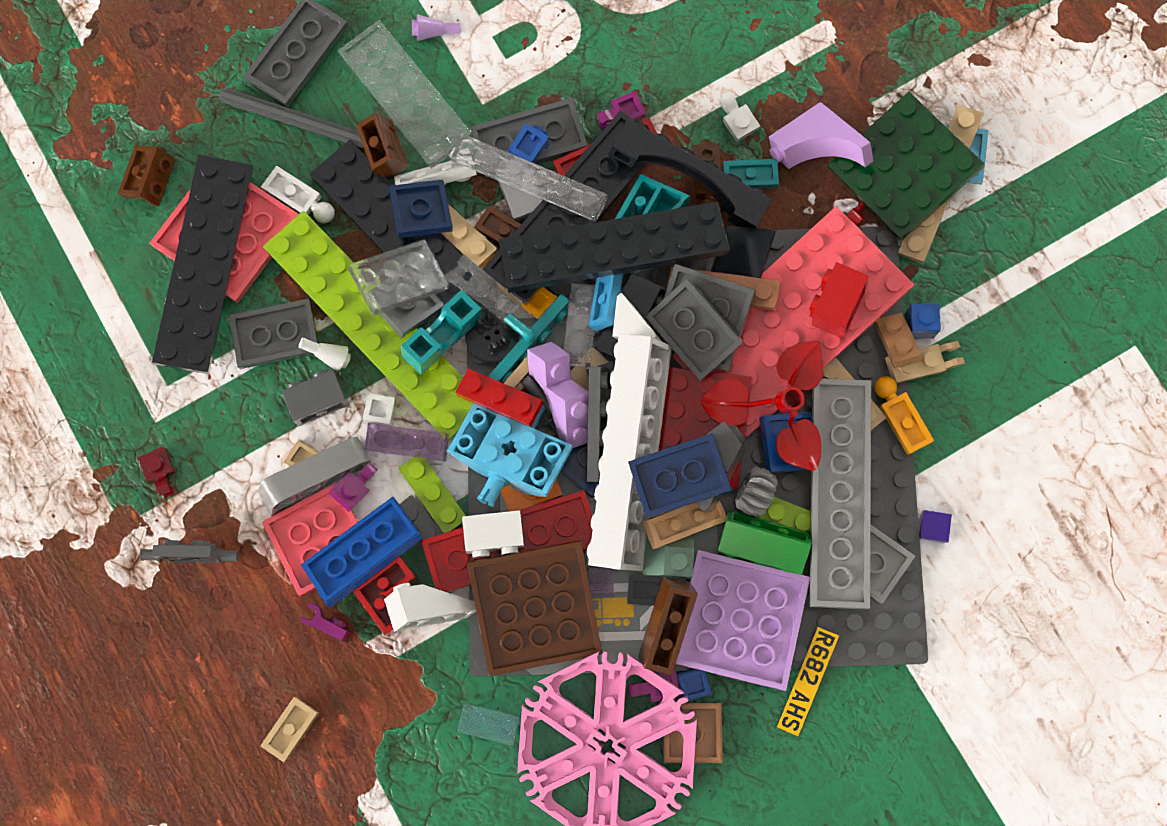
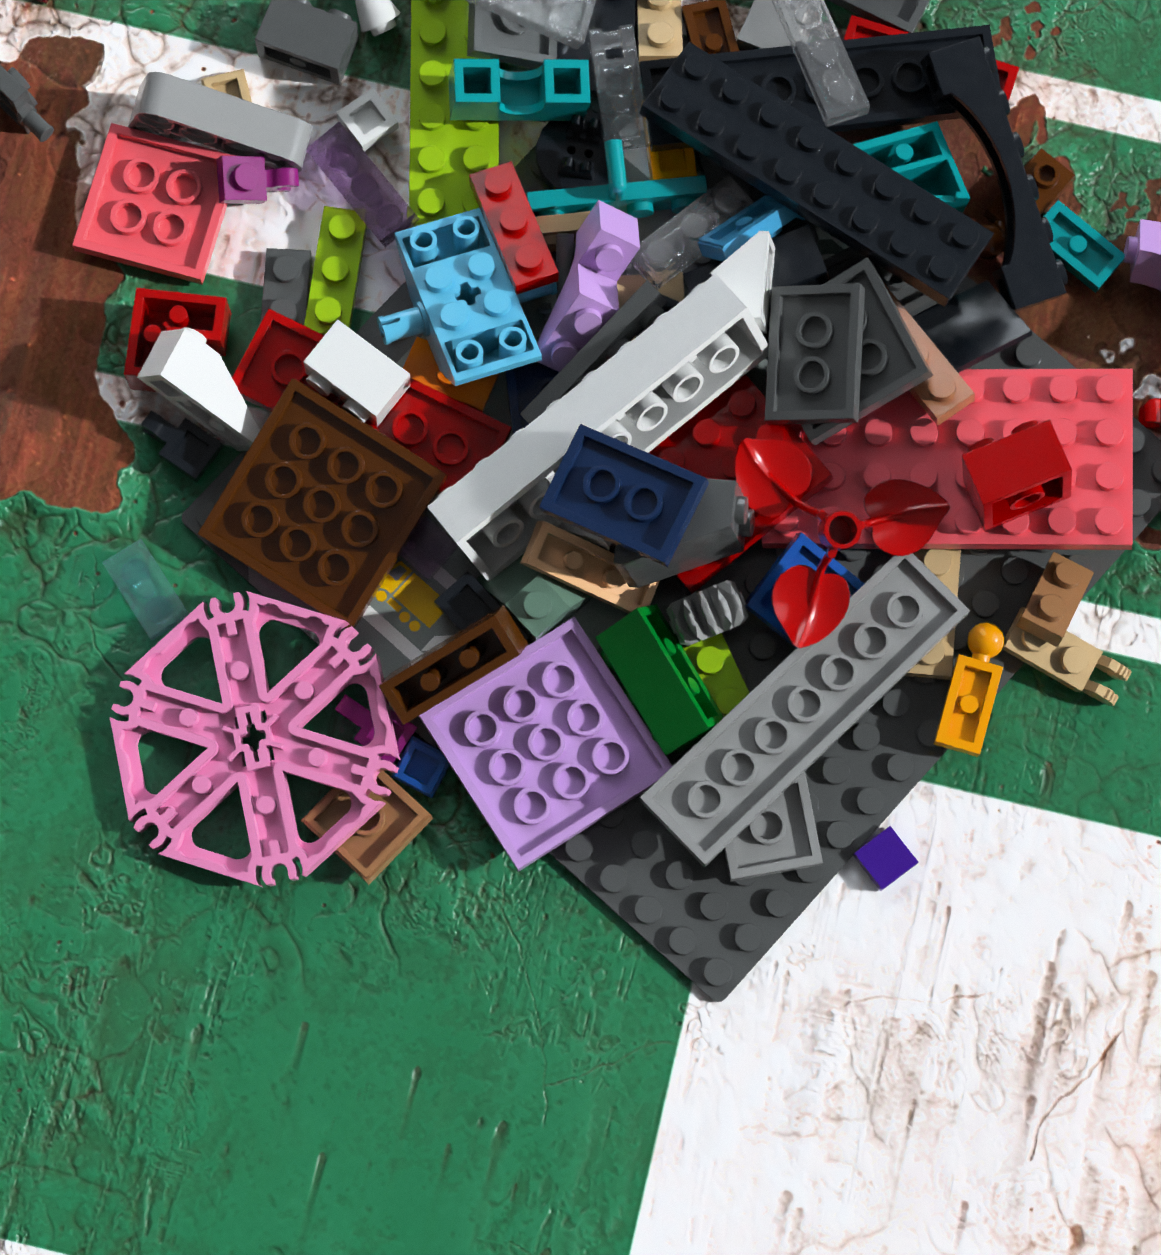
camera: 35 degrees right, 0 degrees up
(334, 627) = (77, 317): magenta plate -> none
(361, 552) = (189, 258): blue tile -> none
(443, 640) = (185, 447): none -> black plate
(628, 104) = (1007, 28): magenta plate -> none
(738, 120) = (1129, 171): white plate -> none
(808, 681) = (557, 889): yellow sticker -> none
(924, 320) = (1110, 607): blue brick -> none

